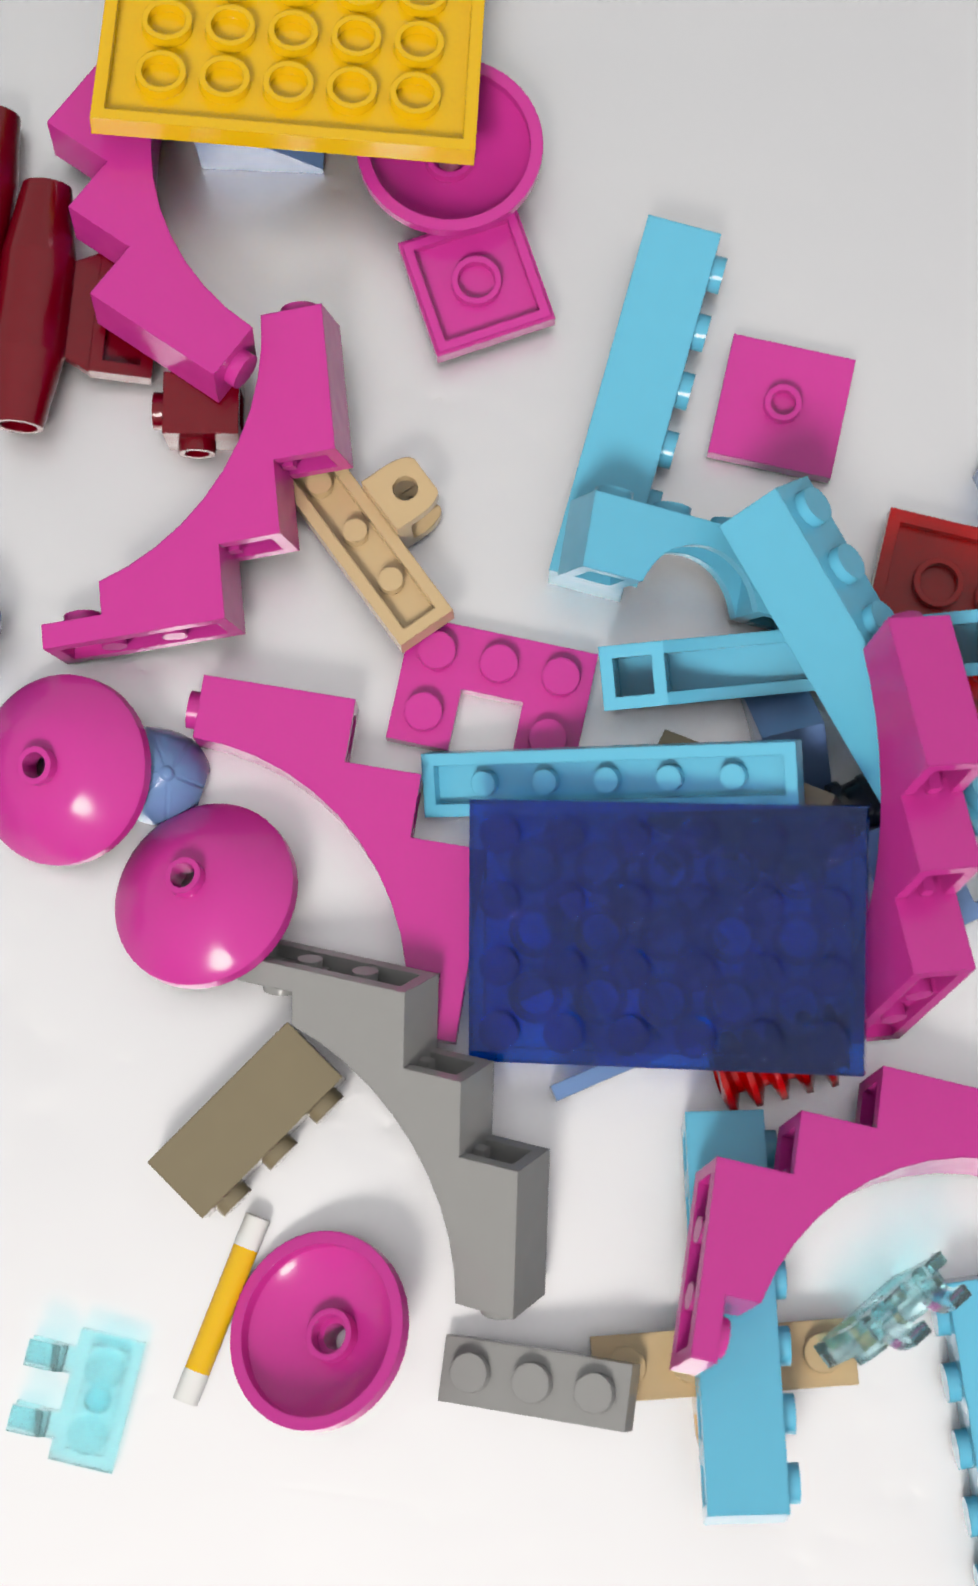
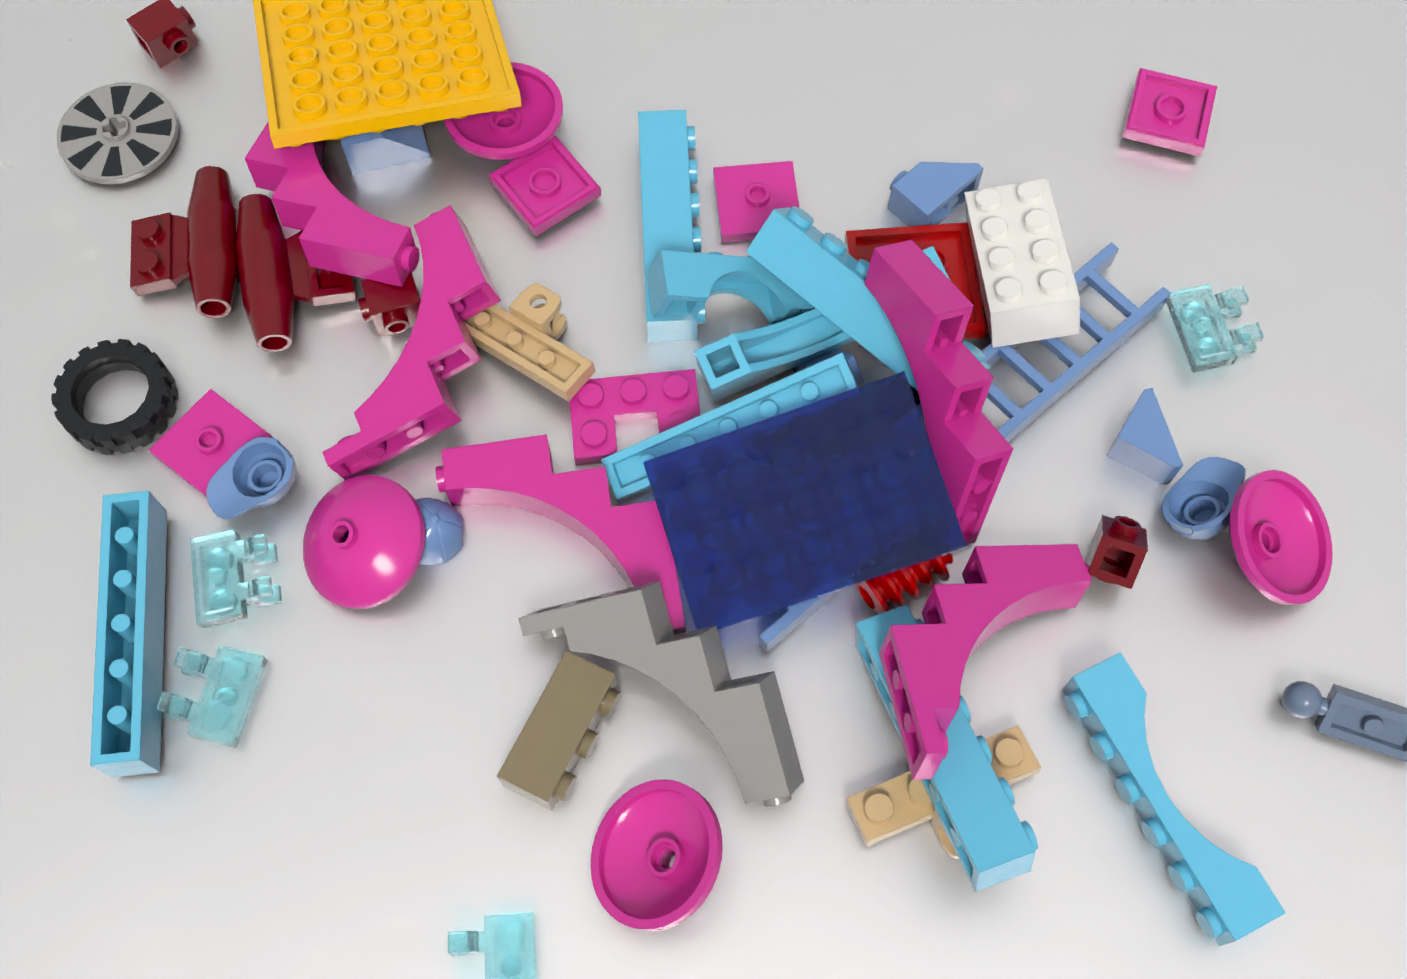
camera: 20 degrees left, 15 degrees down
(221, 1309) = (580, 871): yellow bar -> none
(228, 911) = (485, 591): dark pink dish -> none
(539, 1382) = (822, 840): light grey plate -> none
(888, 1314) = (1046, 703): clear light blue plate -> none

